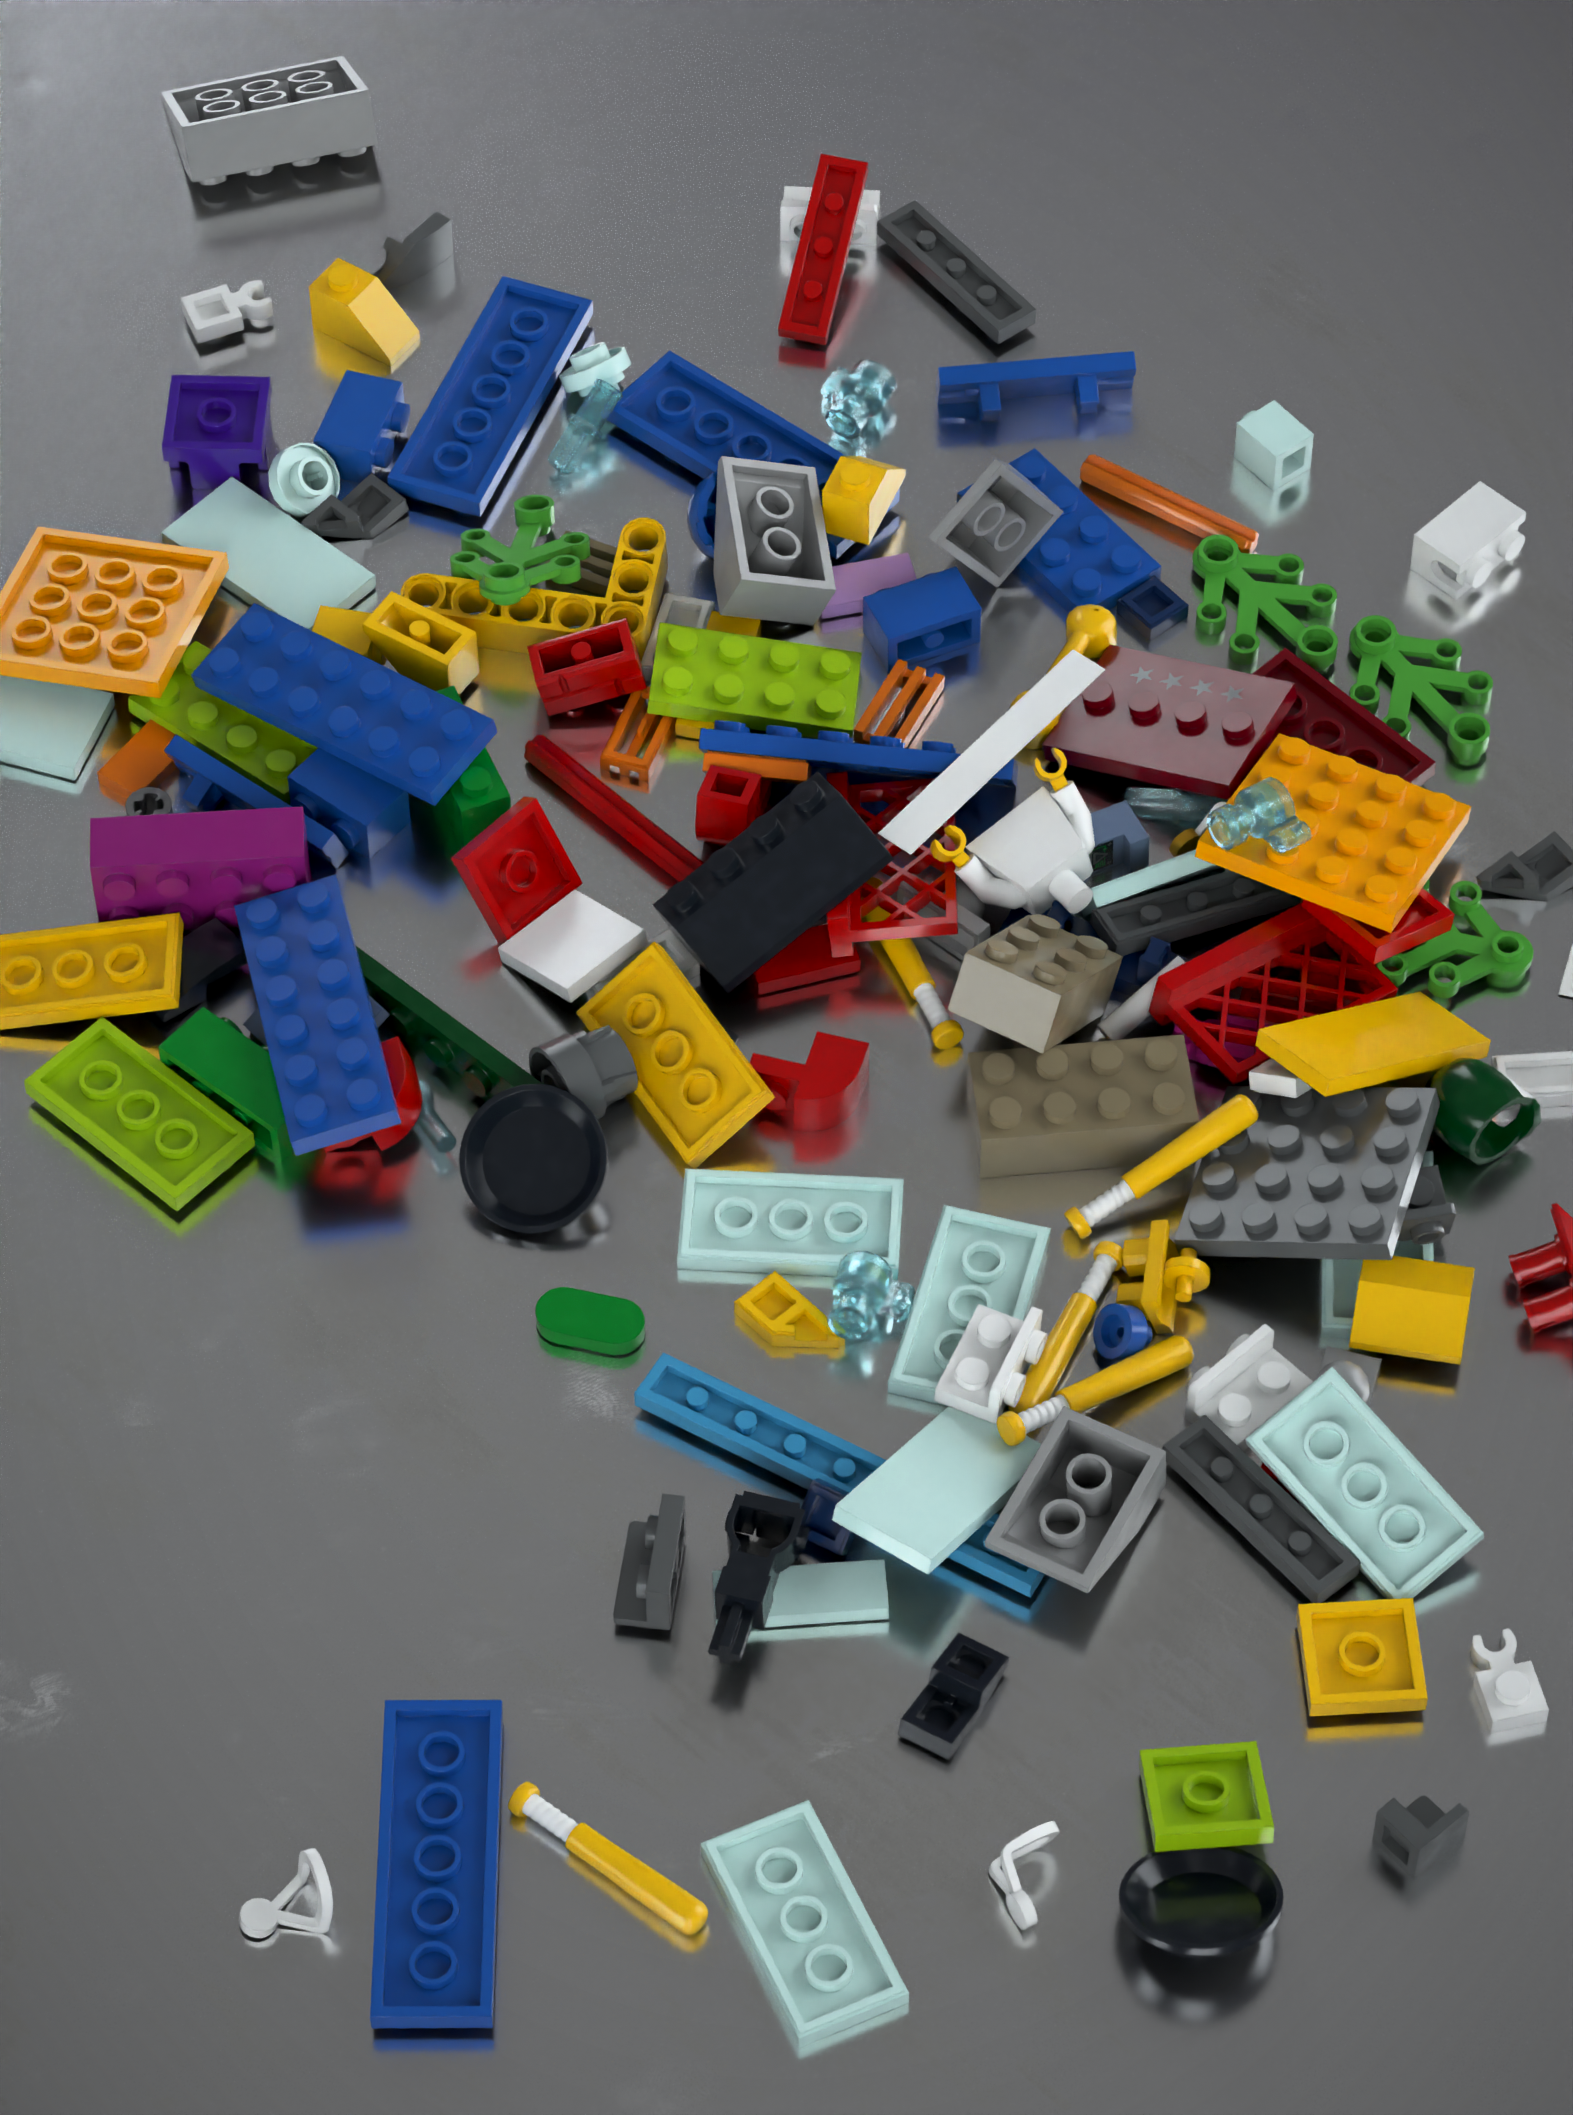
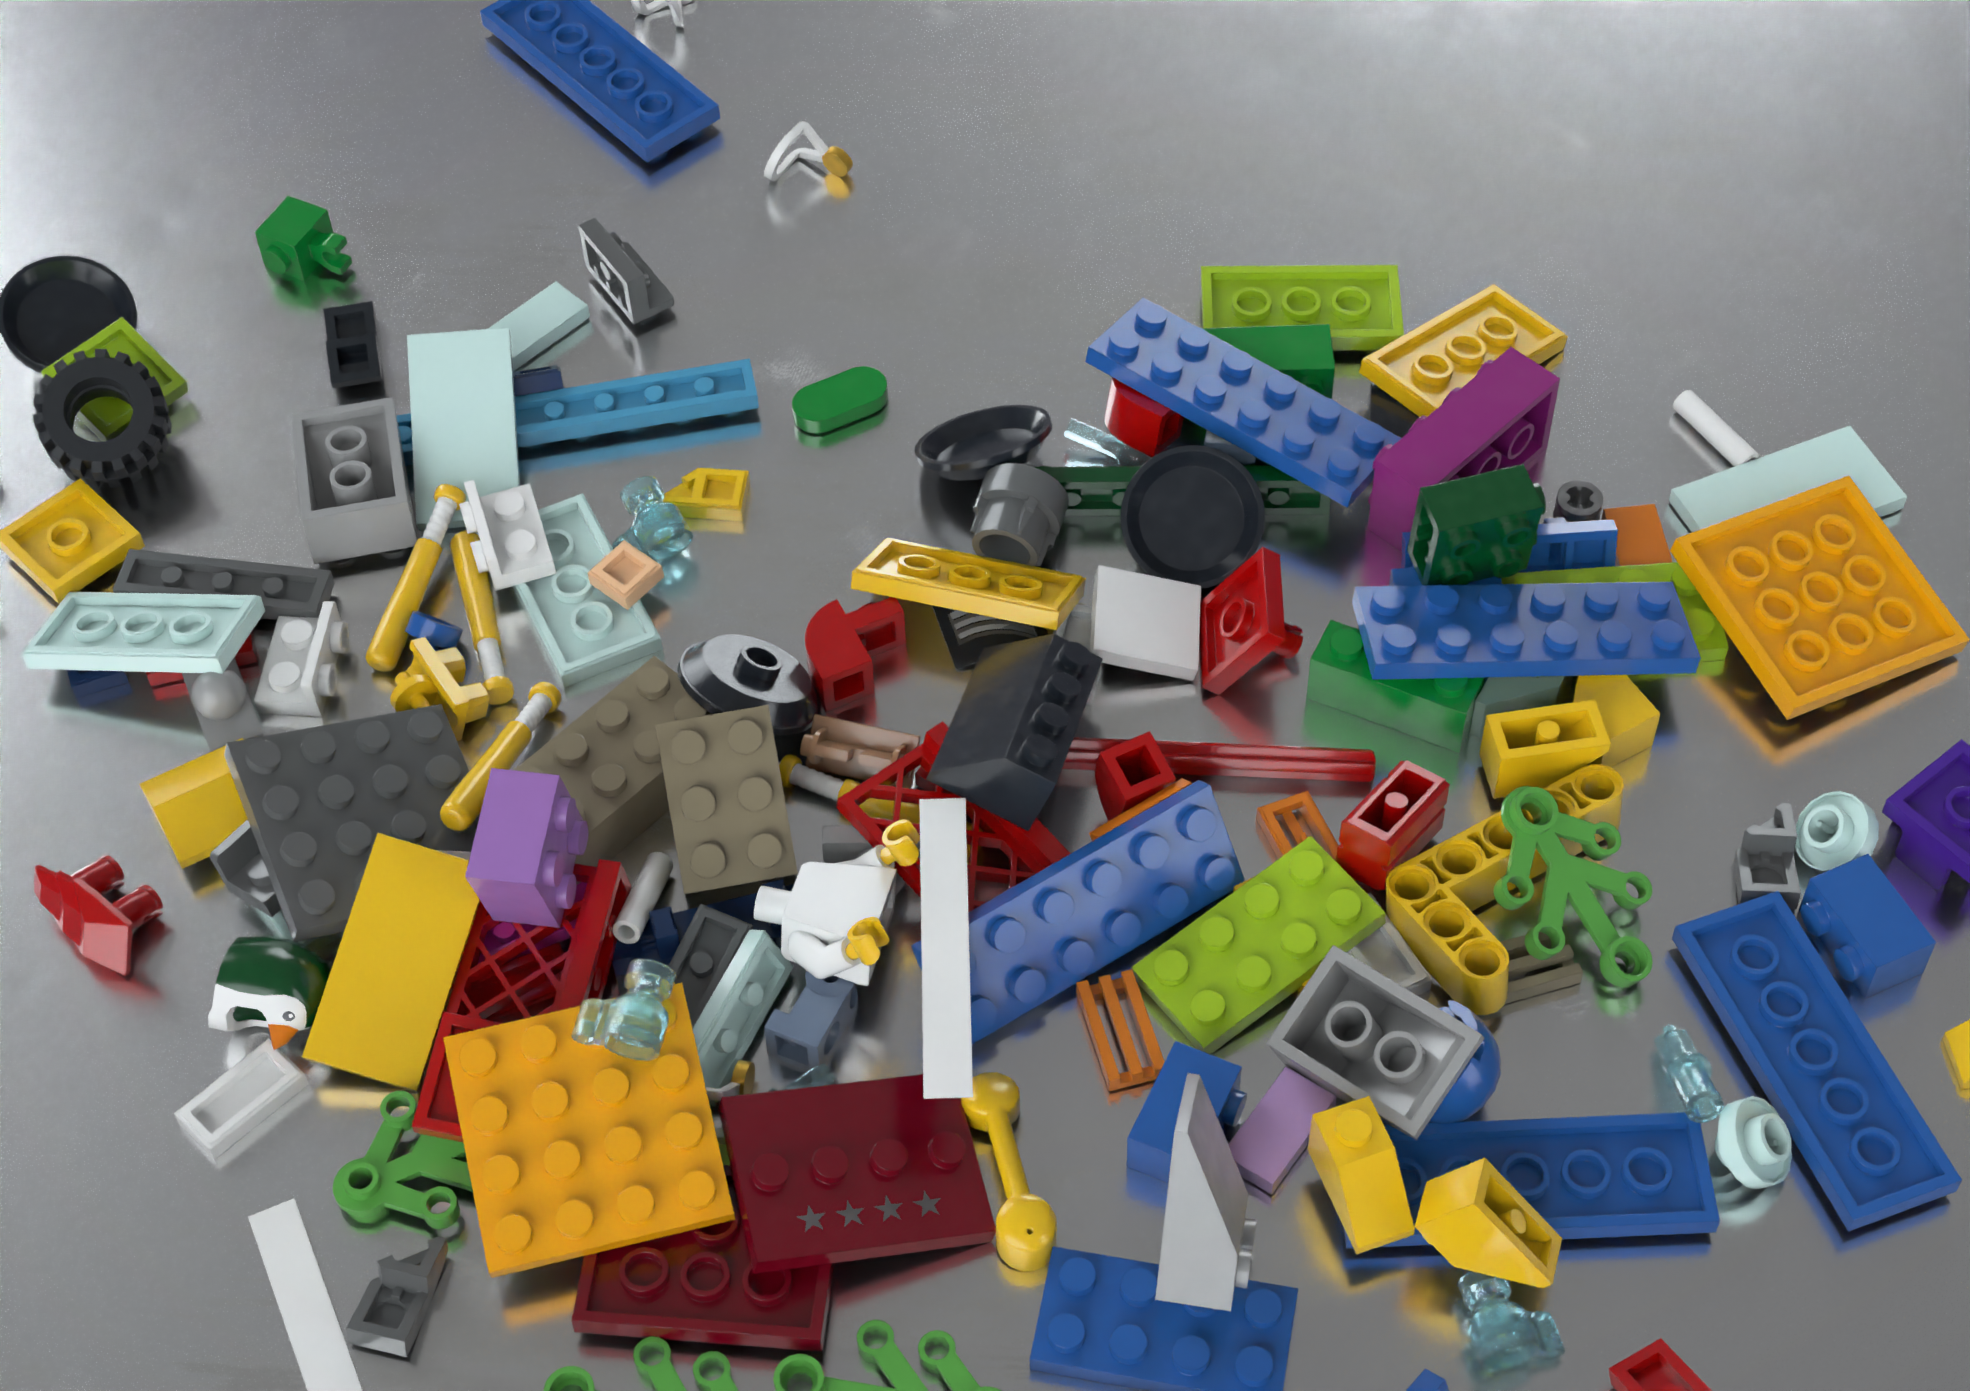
camera: 140 degrees right, 0 degrees up
(271, 555) = (1762, 761): light aqua tile -> none
(305, 753) = (1476, 527): none -> dark green brick
(373, 1617) = (833, 158): none -> white piece
(455, 975) = (1192, 515): none -> black piece
(629, 1873) = (468, 133): yellow piece -> none
(748, 1579) = (545, 293): black piece -> none
(786, 1221) = (767, 557): light aqua tile -> none
(804, 1923) = (350, 180): light aqua tile -> none
(827, 410) = (1487, 1226): none -> yellow slope
(899, 1010) = (855, 748): none -> medium nougat hinge
(911, 1847) = (299, 239): none -> green brick
(924, 1089) = (747, 673): none -> black piece
(926, 1263) = (625, 574): none -> light nougat tile
(1017, 1900) = (201, 265): white piece -> none
(1152, 608) = (1000, 1318): dark blue tile -> none
(1227, 995) = (526, 848): none -> medium lavender brick
(1255, 1718) = (93, 379): none -> black tyre

